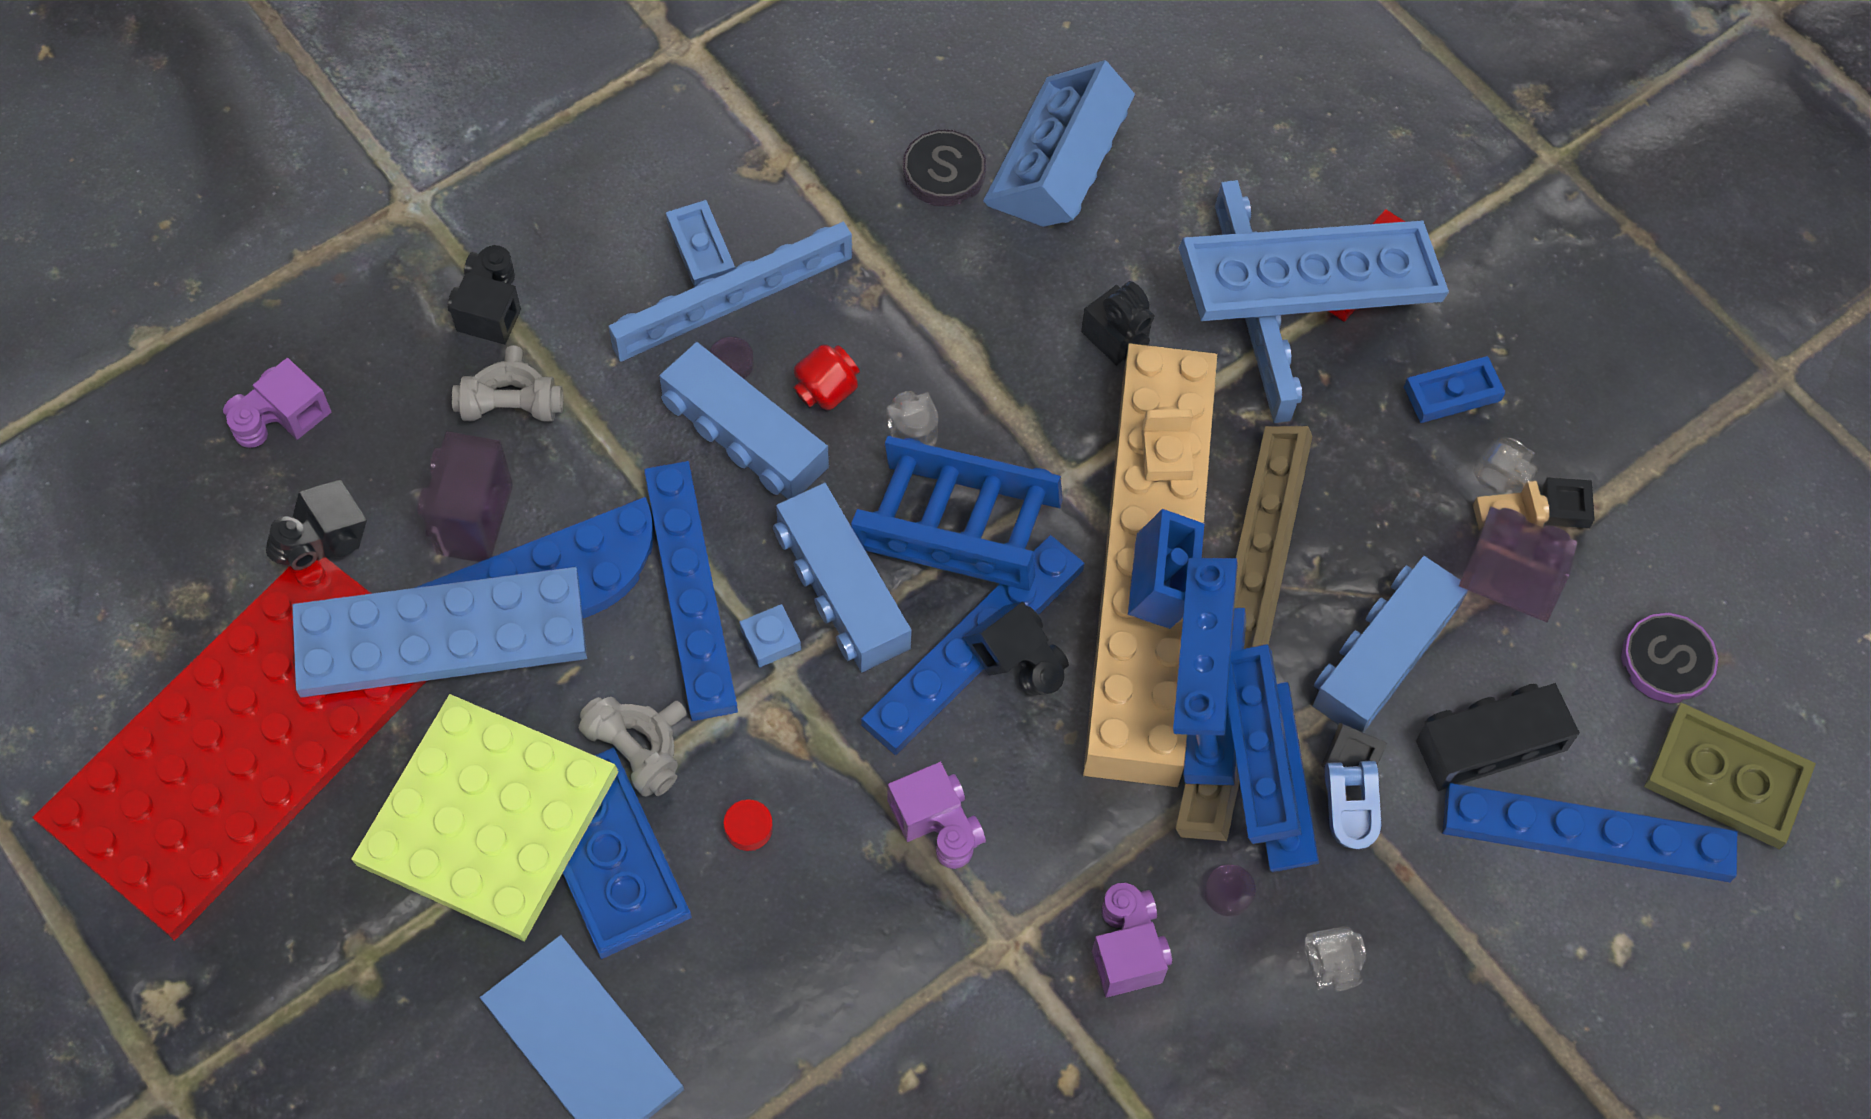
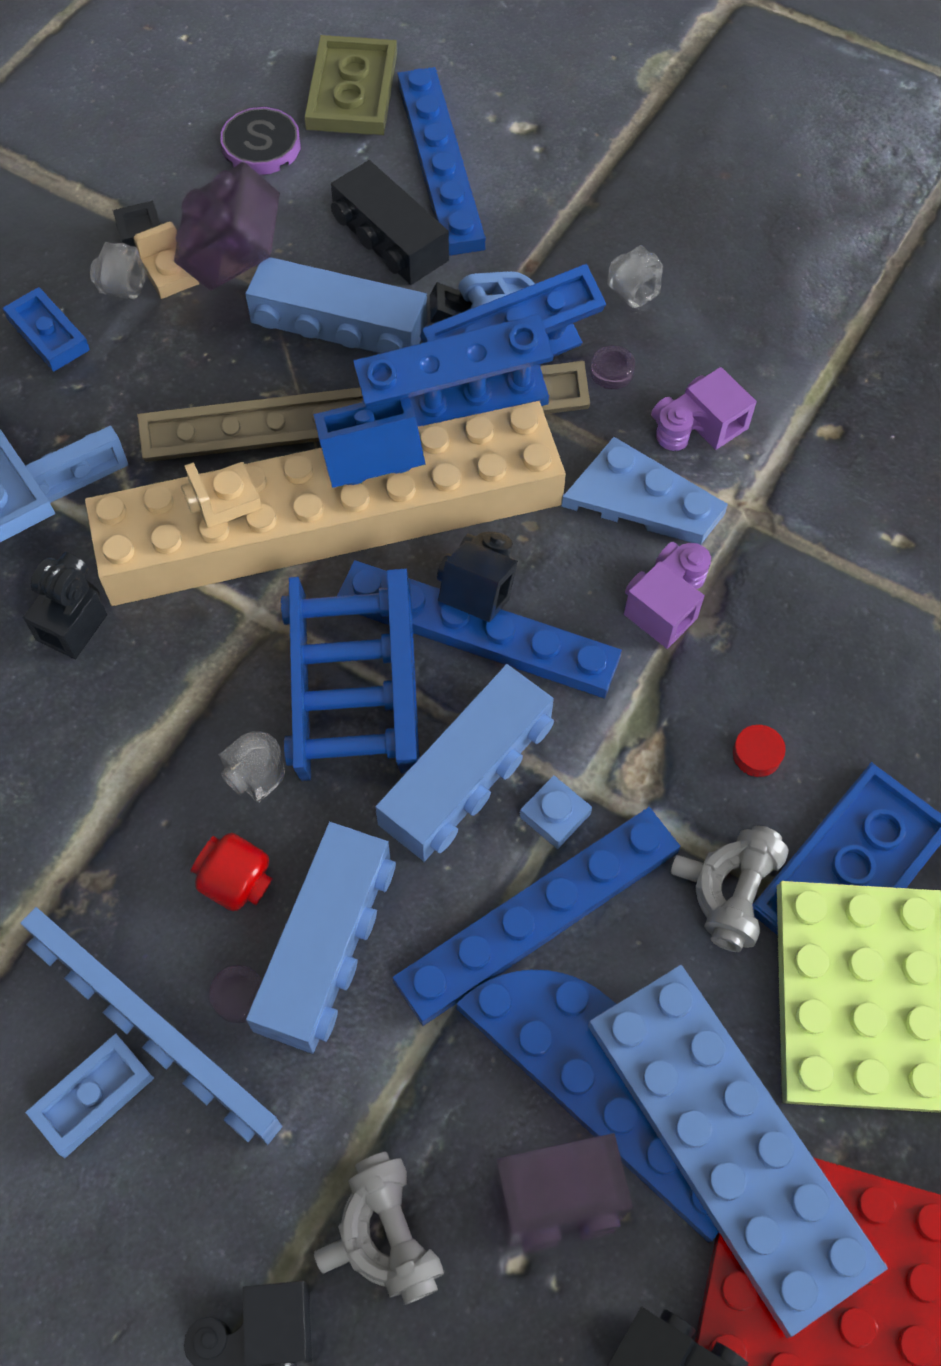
camera: 110 degrees left, 0 degrees up
(1060, 850) = (643, 491): none -> medium blue wing

